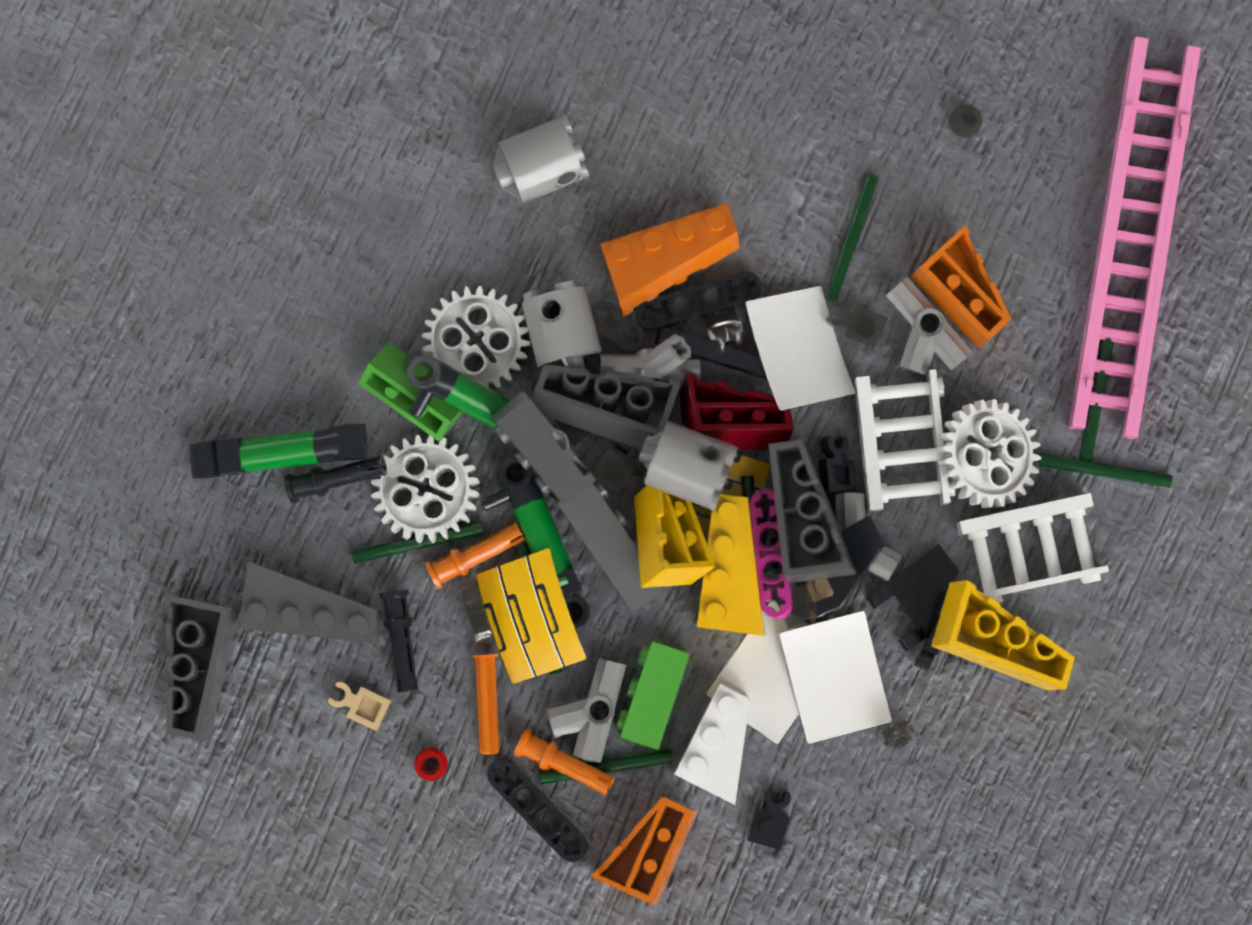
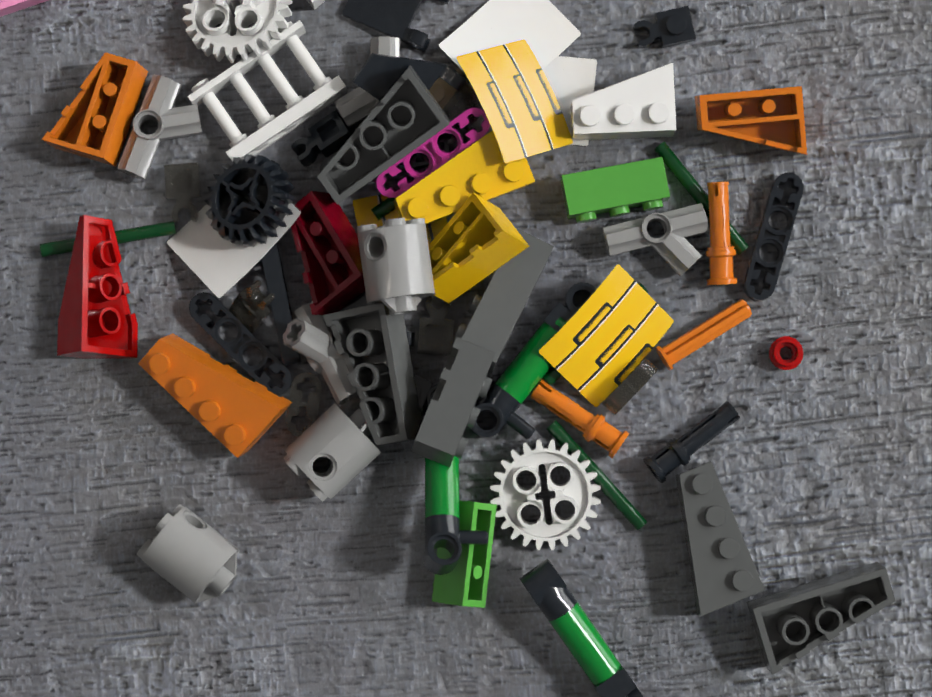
camera: 120 degrees left, 0 degrees up
(321, 480) = (591, 592): black pin -> none
(365, 707) = (769, 438): tan plate -> none
(499, 321) = (356, 512): white gear -> none
(777, 650) = (516, 100): none -> yellow sticker
(798, 195) = (94, 305): none -> red wedge
(812, 390) = (265, 186): none -> black gear

